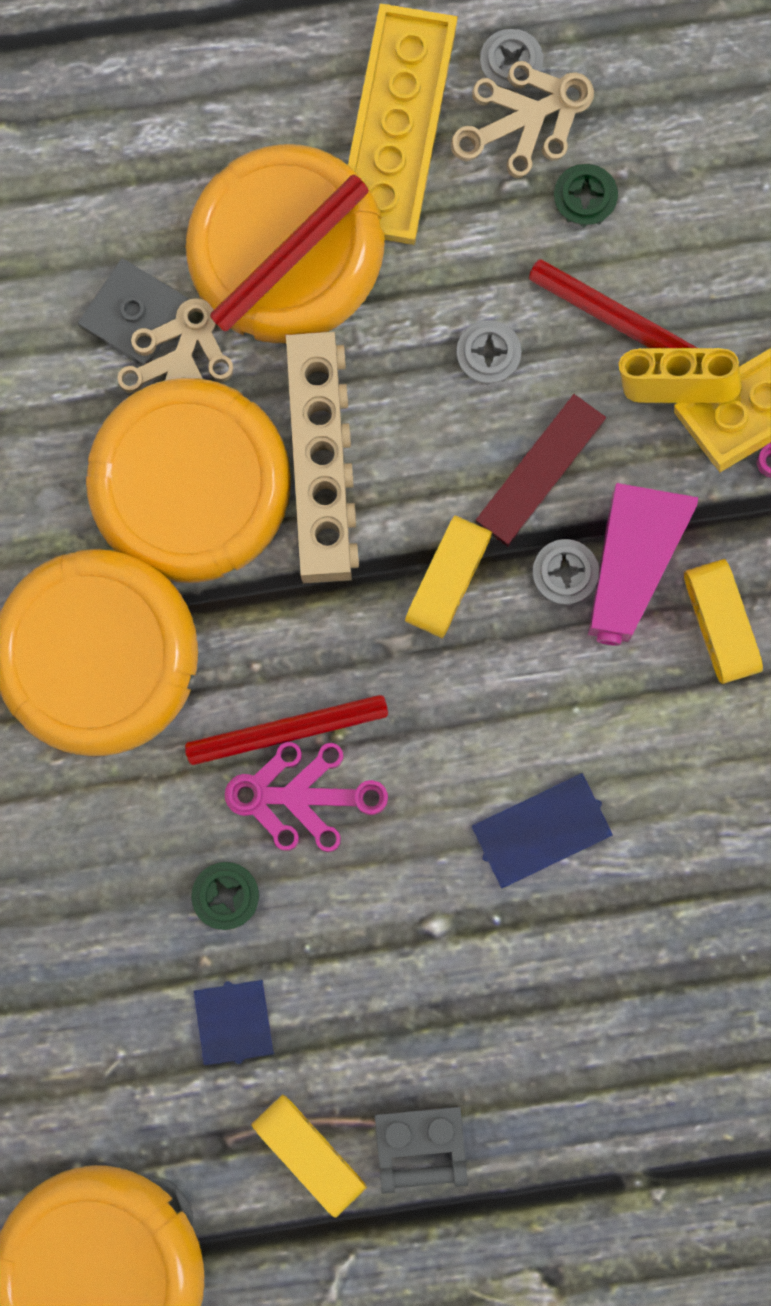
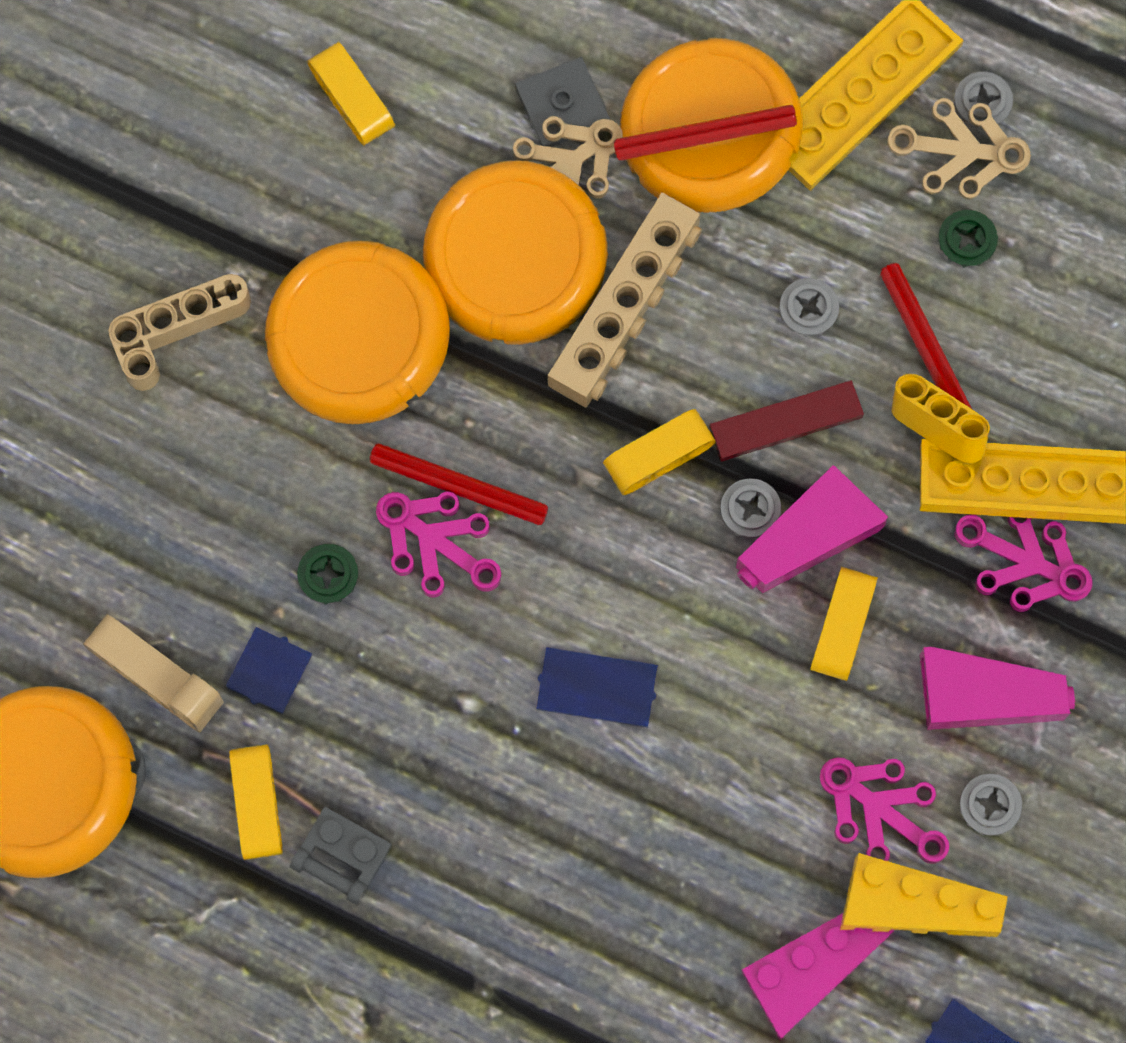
camera: 30 degrees right, 5 degrees down
(130, 1102) = (154, 674): none -> tan beam

